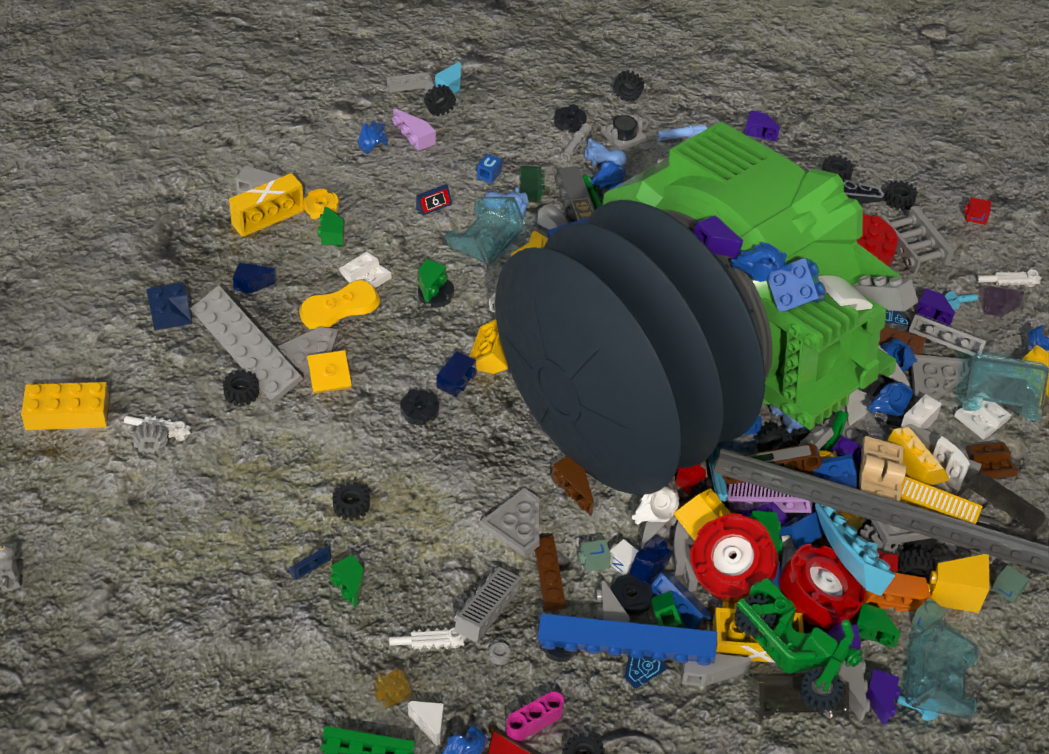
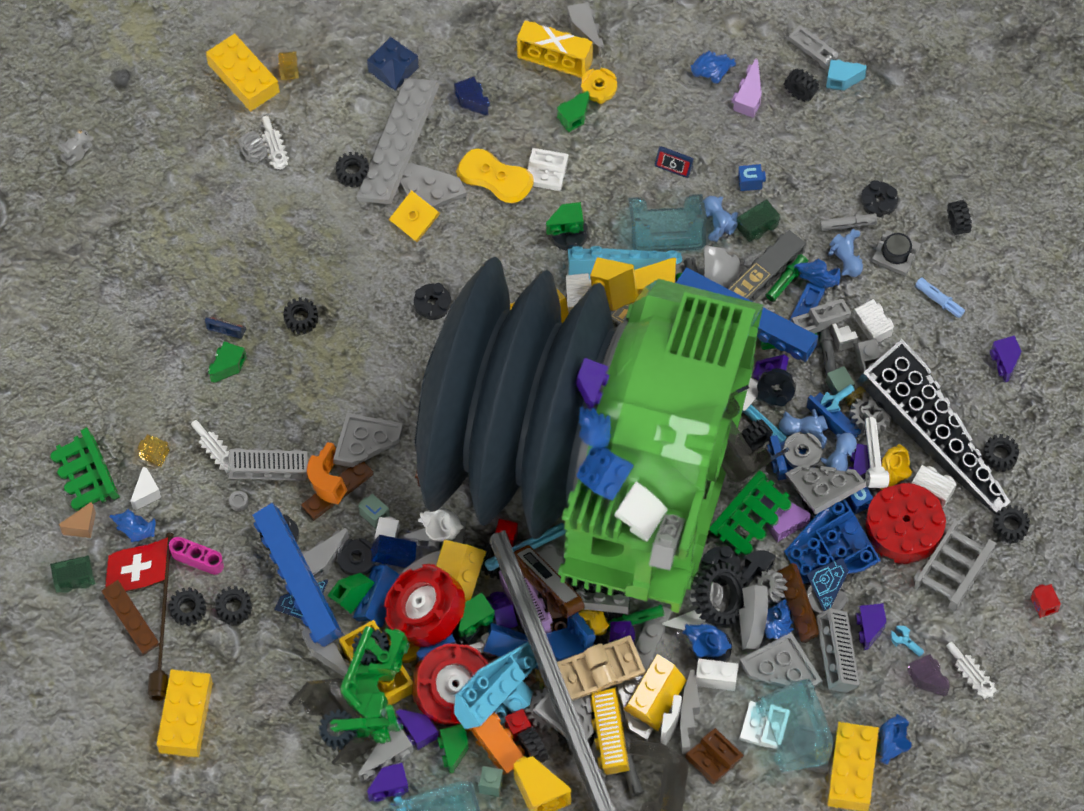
camera: 60 degrees right, 15 degrees up
(94, 370) = (288, 65): none -> clear yellow brick
(479, 289) = (582, 260): none -> medium azure wedge
(541, 572) = (326, 486): none -> orange arch
(607, 727) = (233, 616): none -> black tyre

